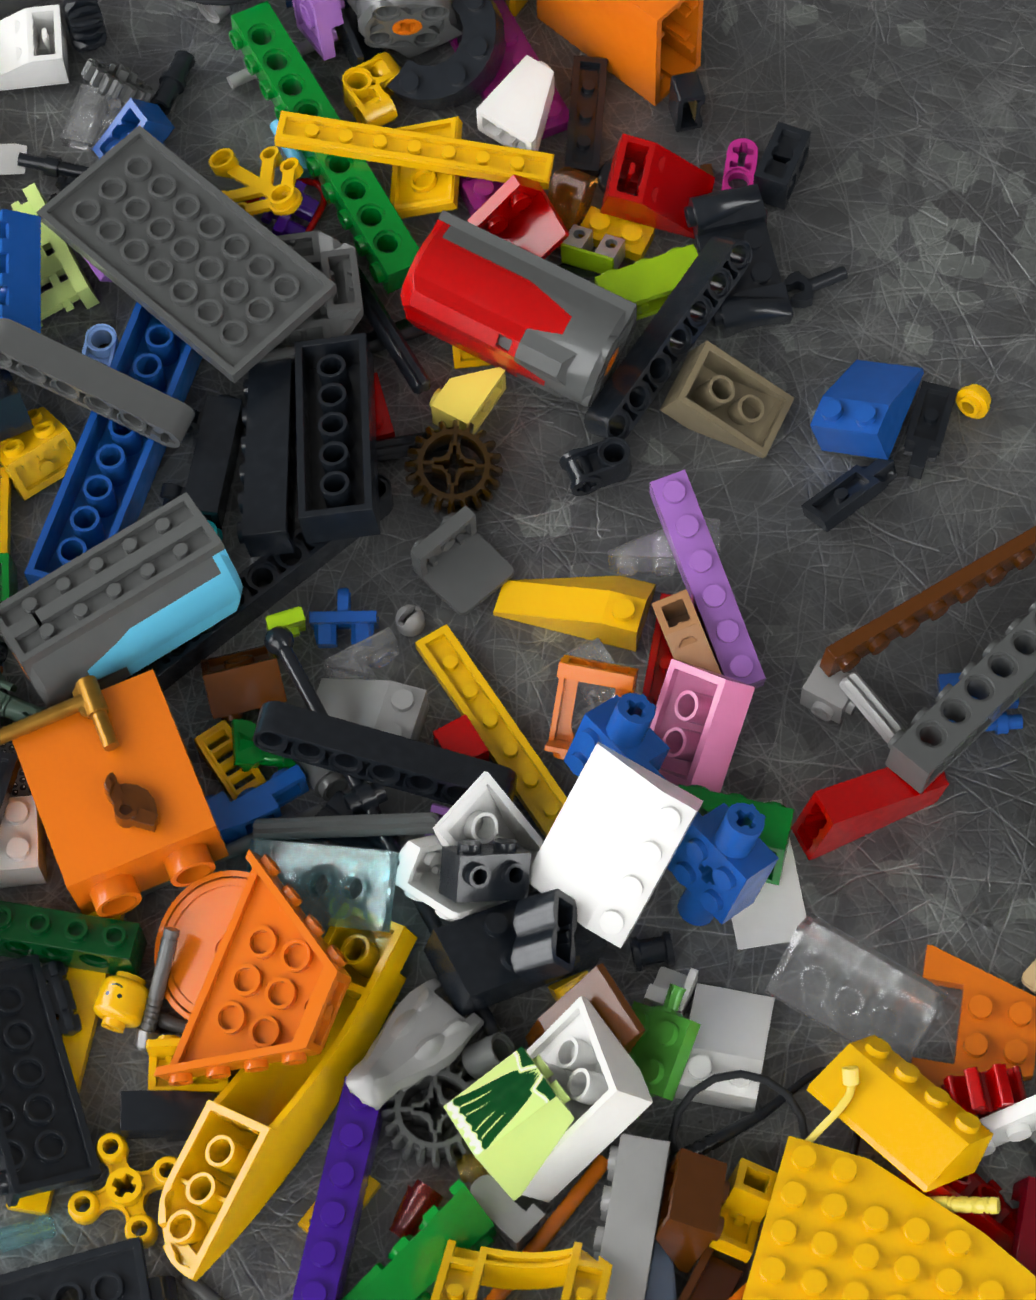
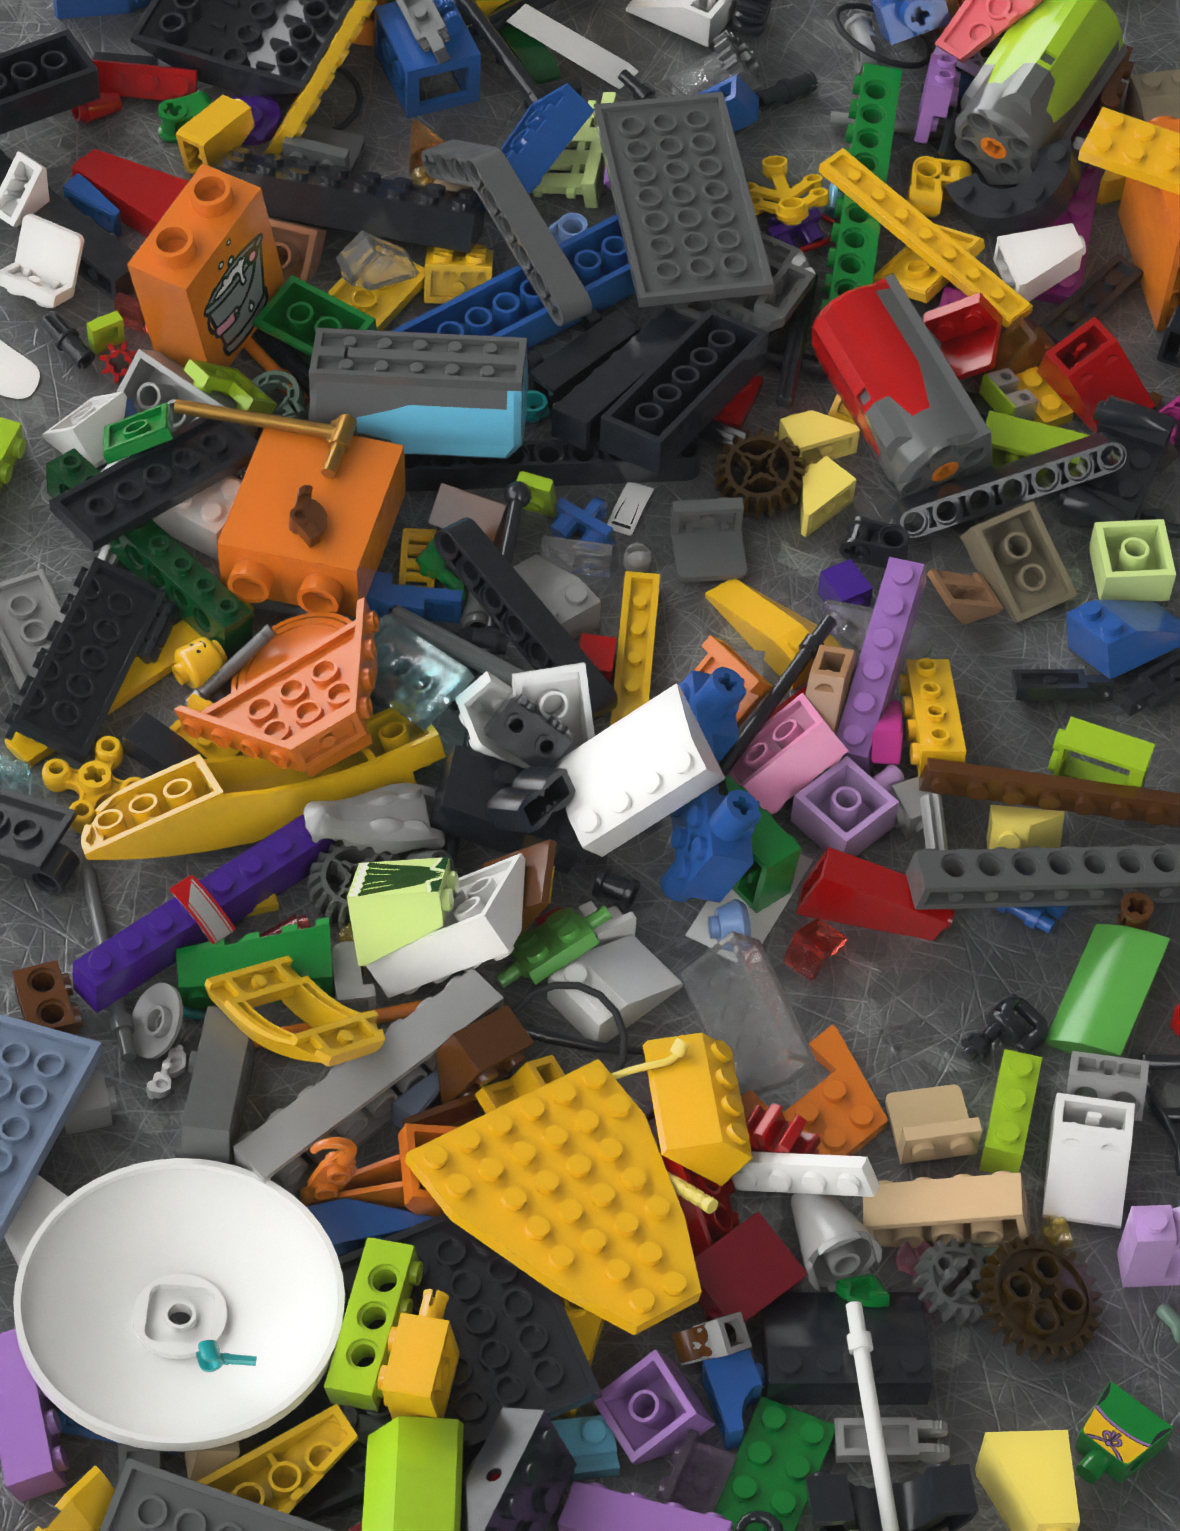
camera: 30 degrees right, 10 degrees down
(337, 1251) = (203, 908): none -> sticker
(362, 575) = (629, 508): none -> white sticker
(518, 444) = (824, 494): none -> light yellow slope
(609, 526) = (845, 584): none -> dark purple brick
(641, 611) = (808, 651): none -> black bar
(705, 460) = (965, 595): none -> medium nougat slope
(766, 642) = (888, 736): none -> dark pink slope
(775, 915) = (729, 918): none -> medium blue cone
(782, 735) = (847, 807): none -> lavender brick
(784, 599) = (931, 712): none -> yellow brick
(818, 337) = (1132, 560): none -> yellowish green brick
(855, 884) = (812, 947): none -> clear red bracket
(931, 654) = (1024, 827): none -> light yellow slope
(947, 543) = (1104, 746): none -> lime window

